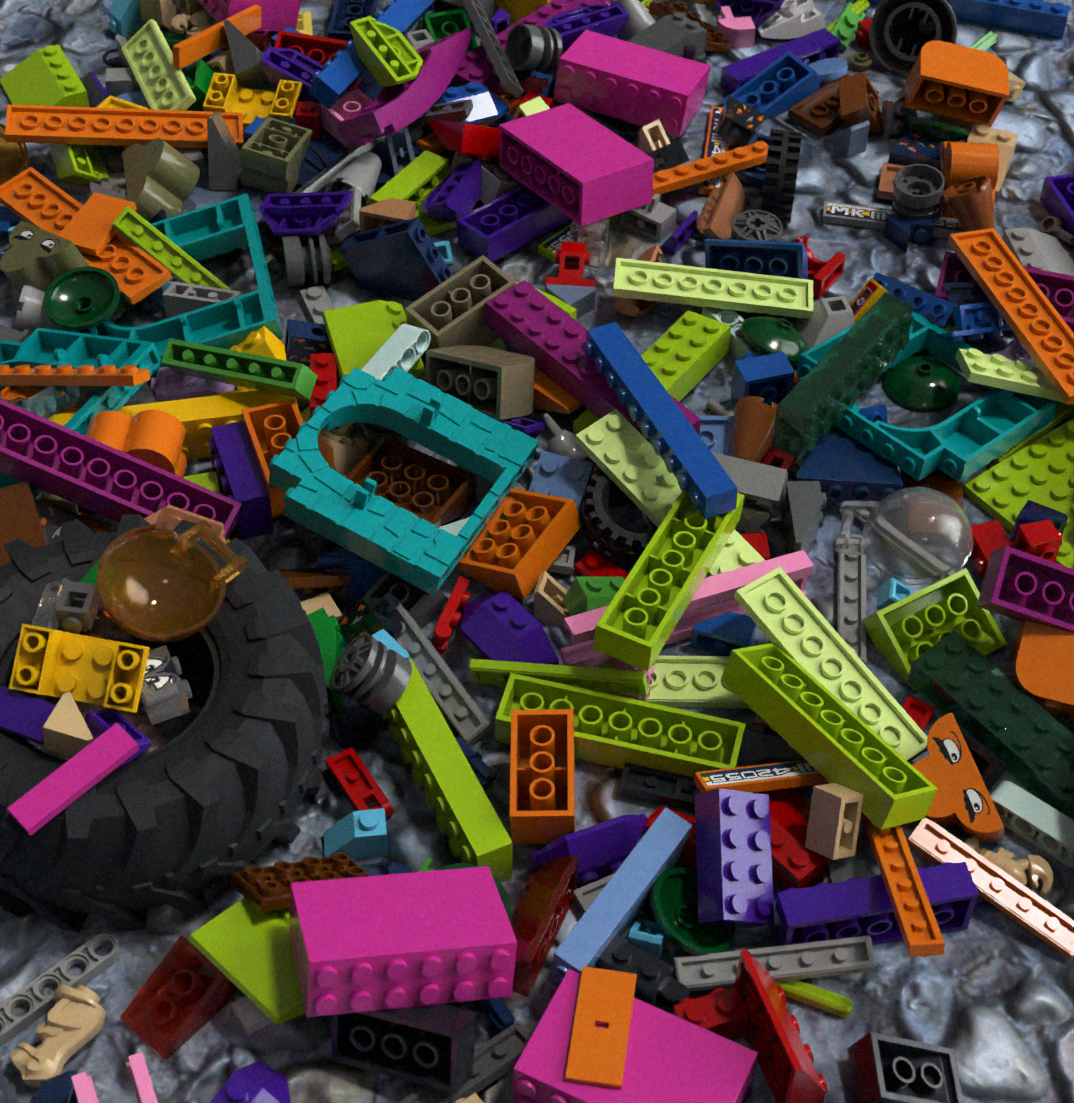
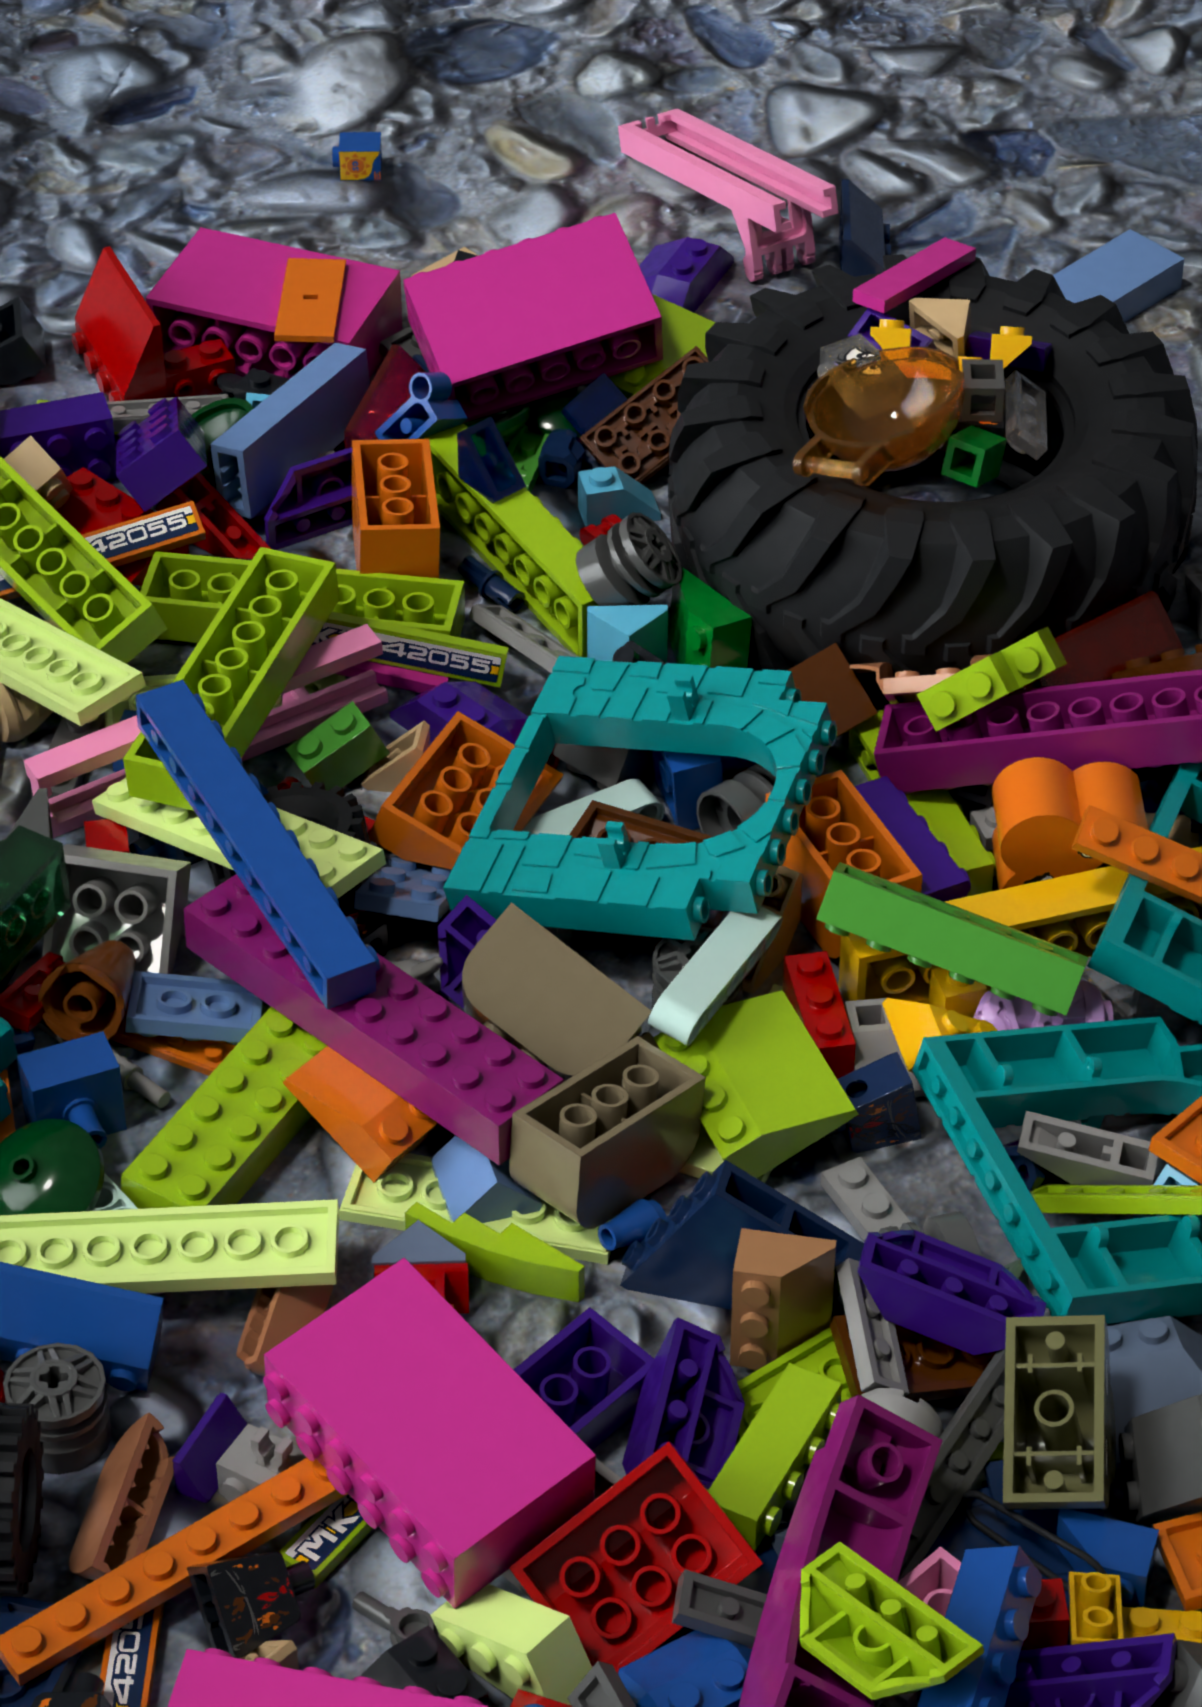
camera: 175 degrees right, 5 degrees down
(155, 489) = (991, 679): none -> lime arch
(466, 781) = (486, 462): none -> clear blue slope
(513, 863) = (425, 411): none -> blue hinge

